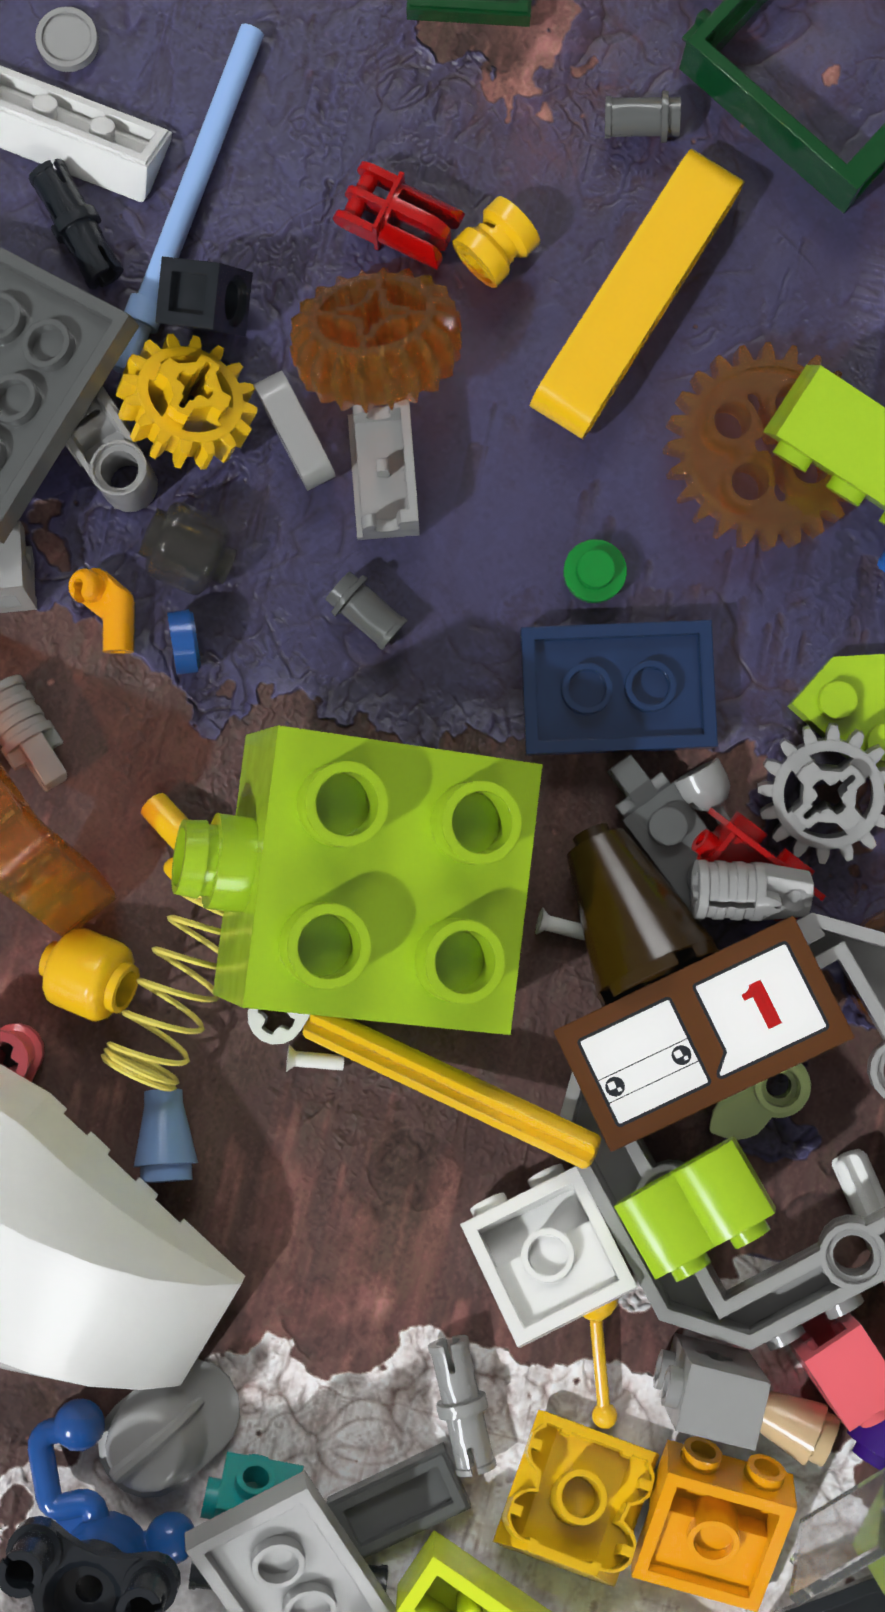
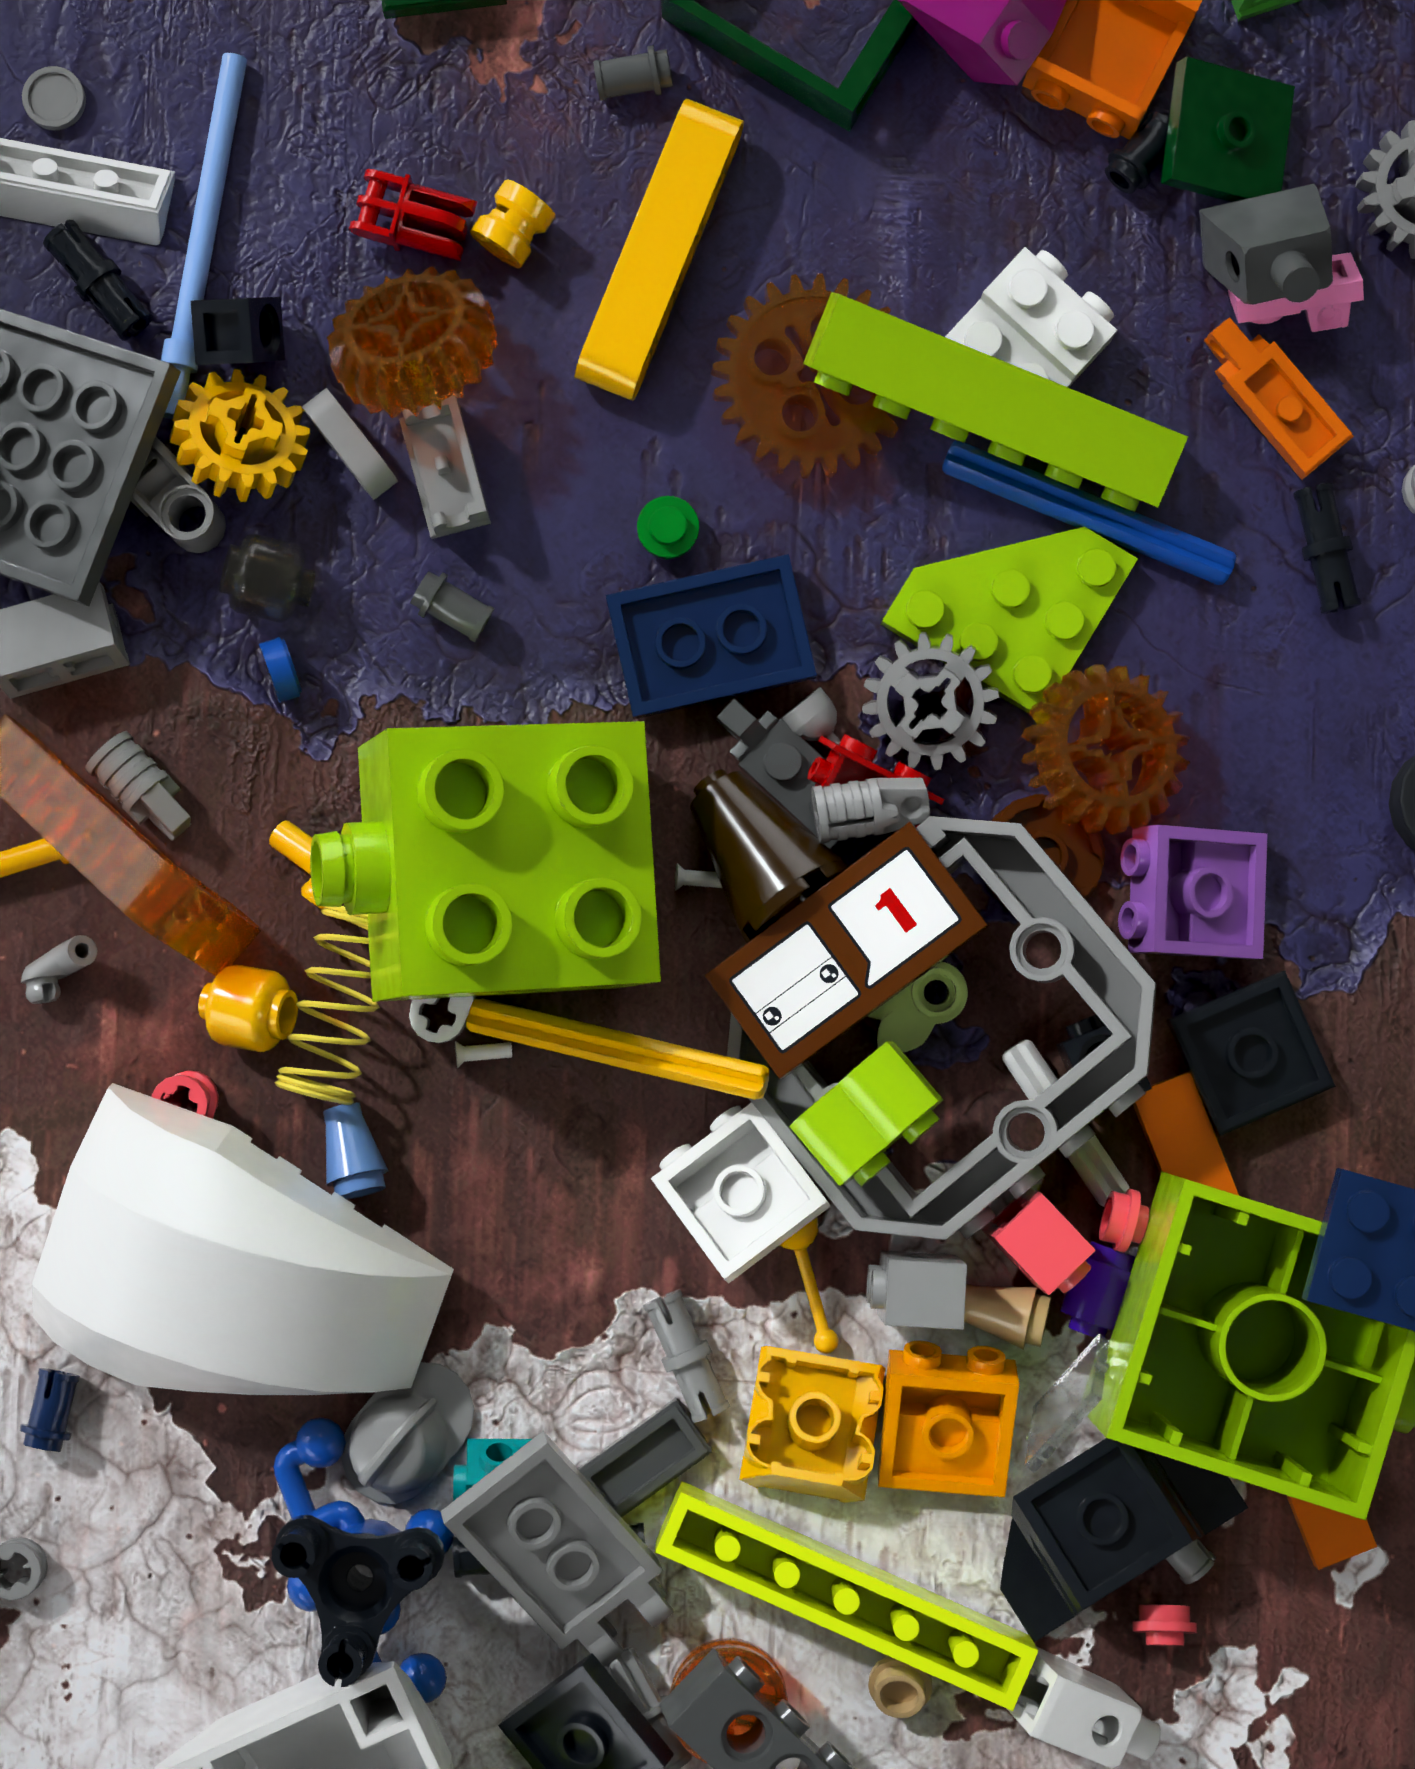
camera: 15 degrees left, 0 degrees up
(111, 603) = (200, 644): light orange arm -> none

